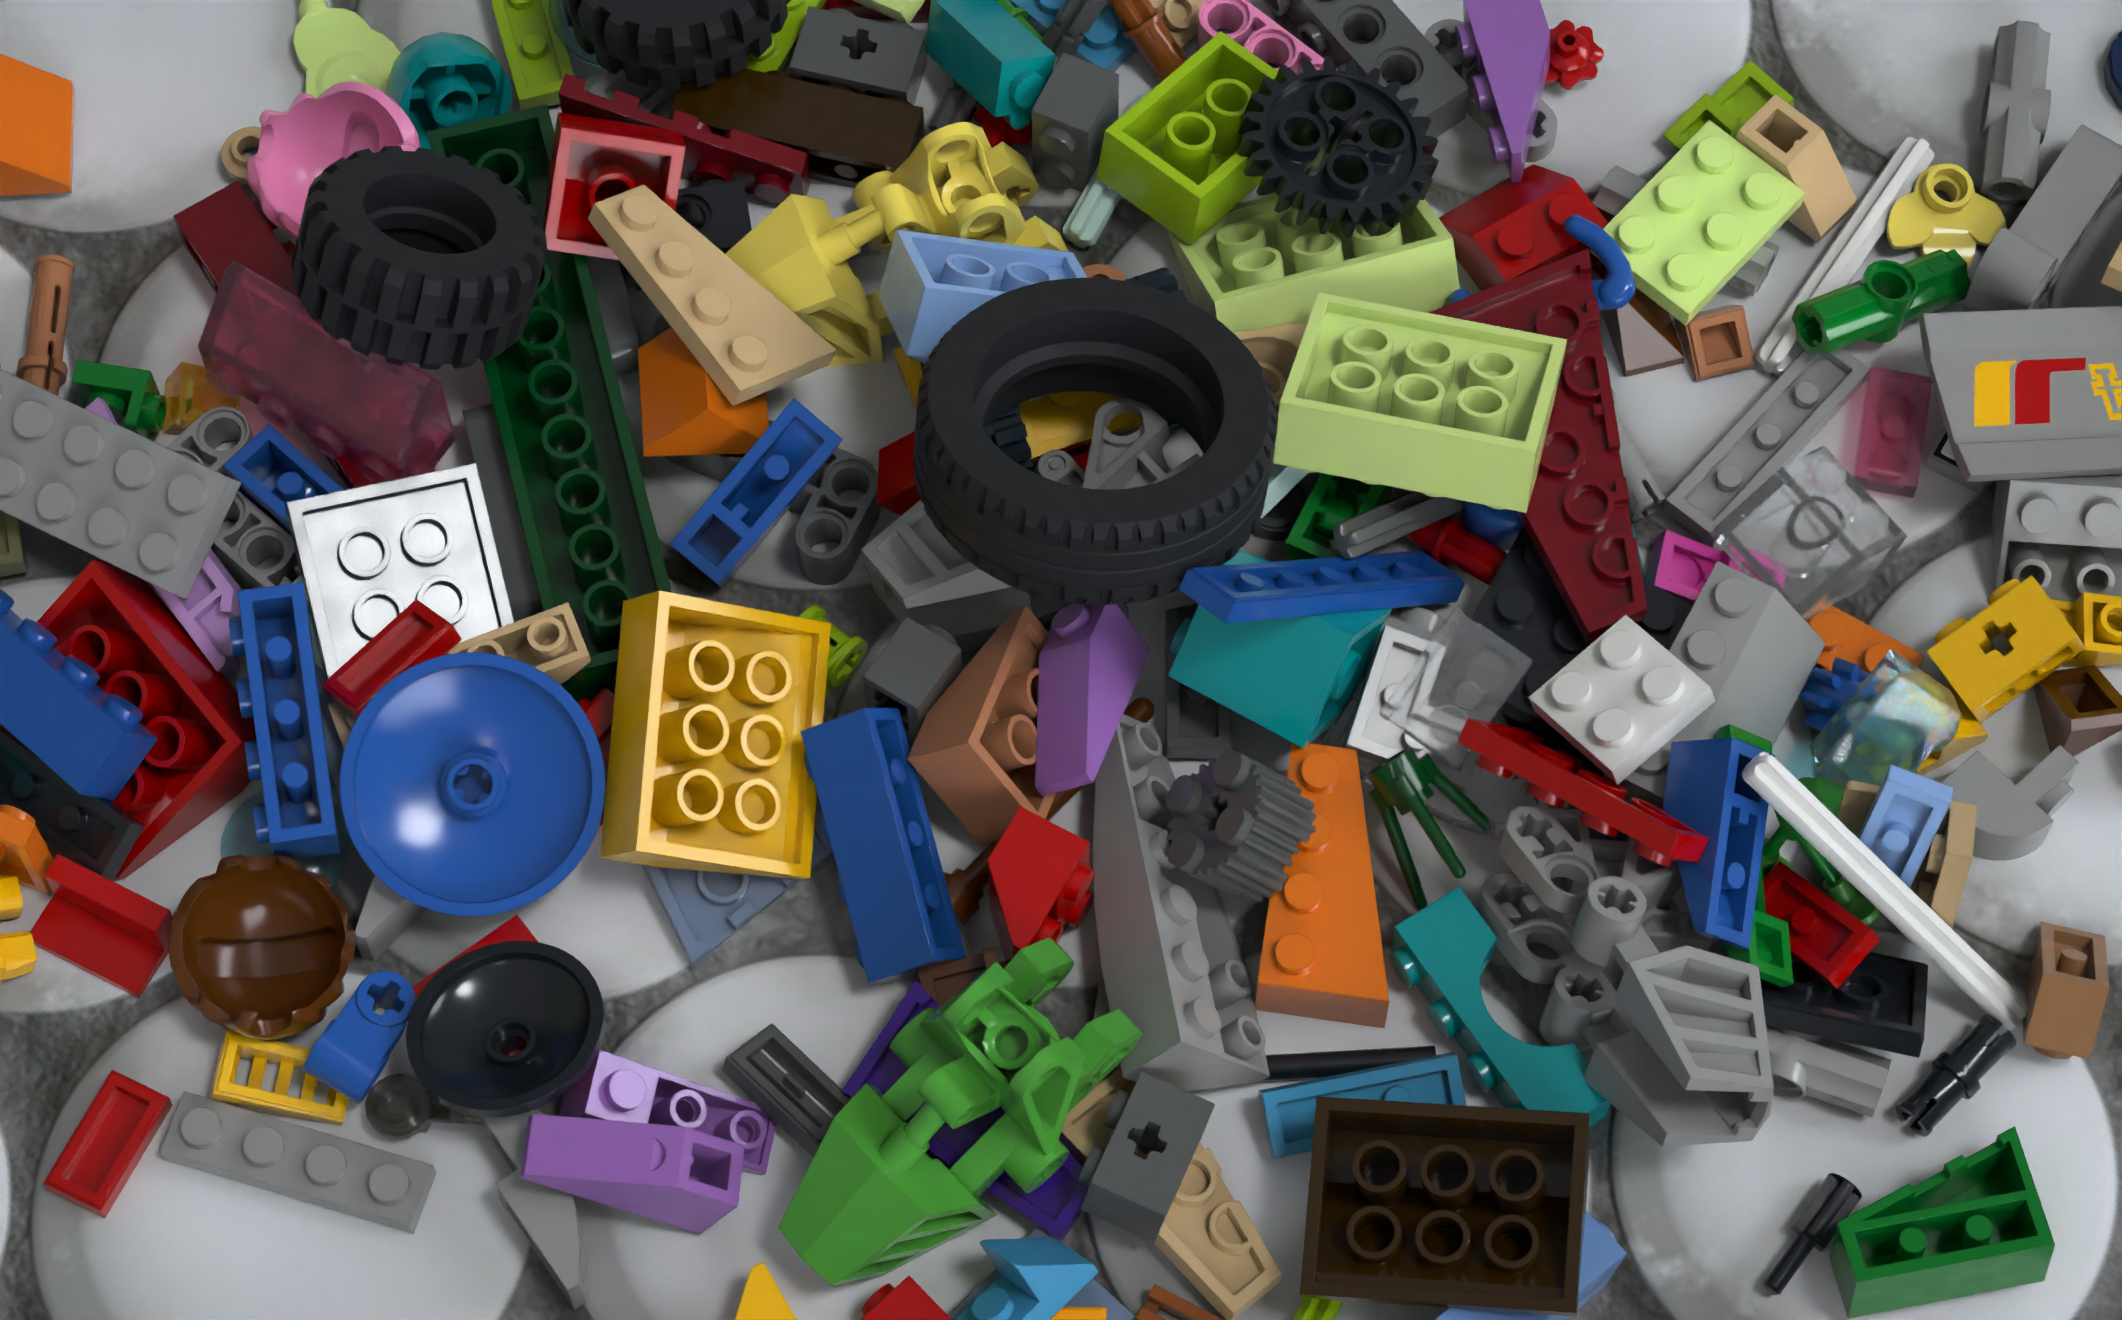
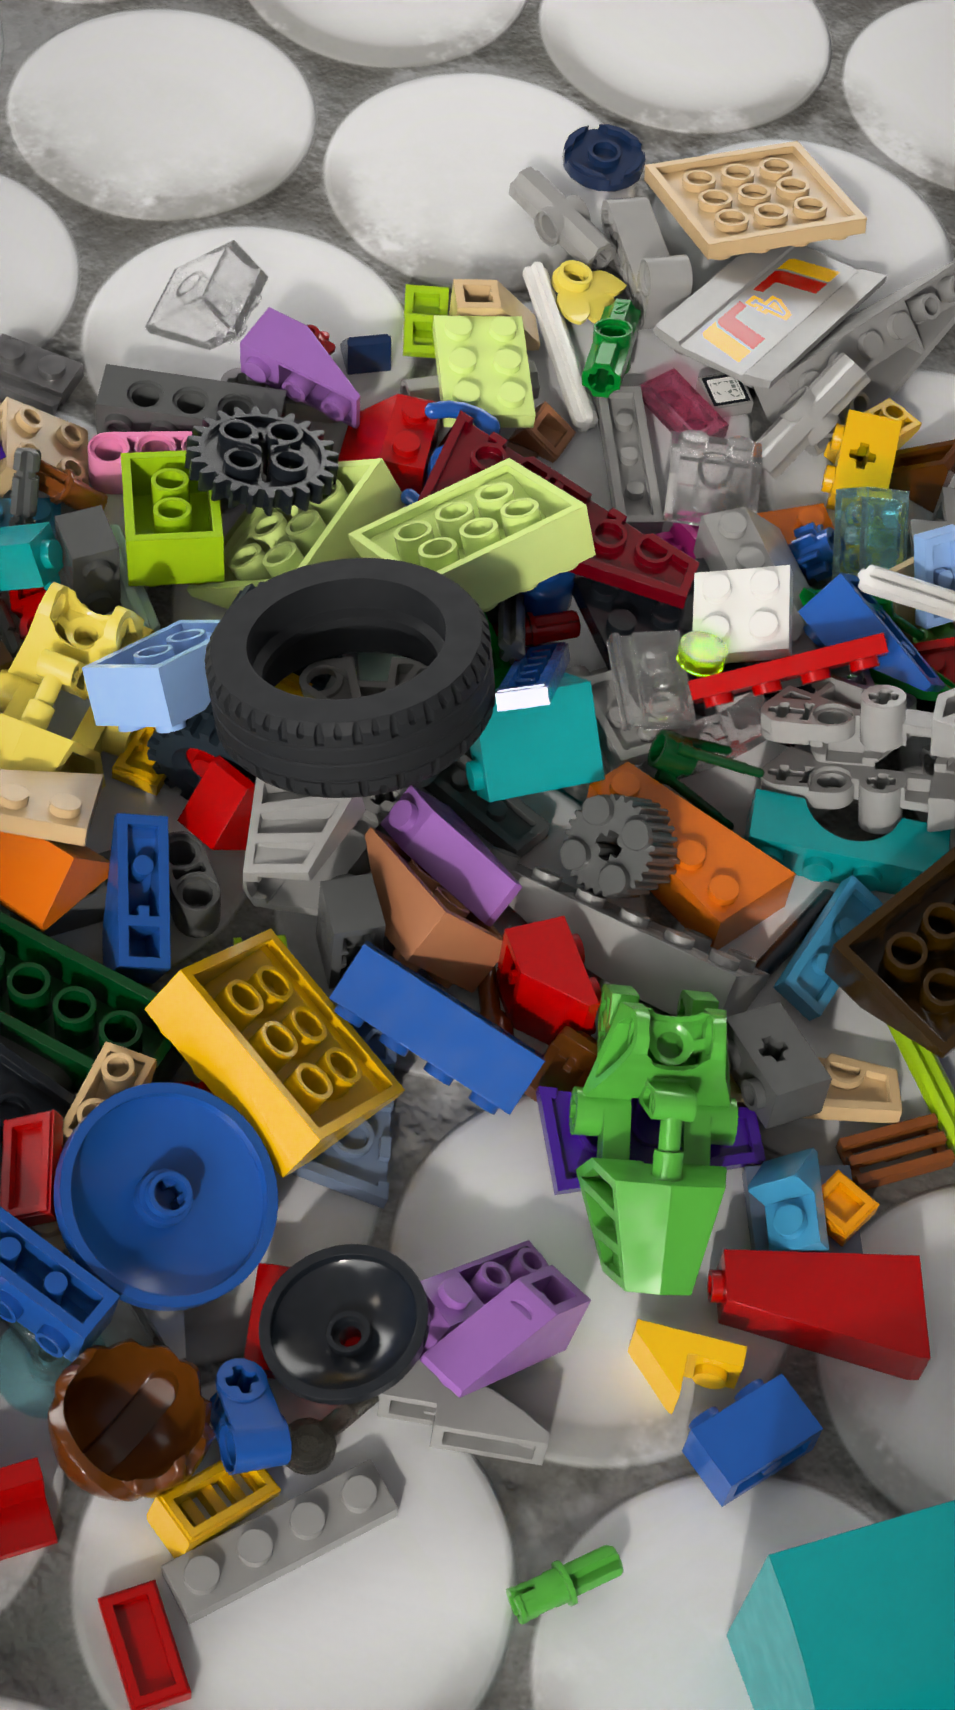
camera: 55 degrees left, 10 degrees down
(782, 1093) = (527, 1219): dark grey tile -> none
(1521, 702) = (701, 653): none -> clear neon green tile
(1626, 106) = (367, 354): none -> dark blue slope
(1996, 546) = (811, 414): none -> light grey piece

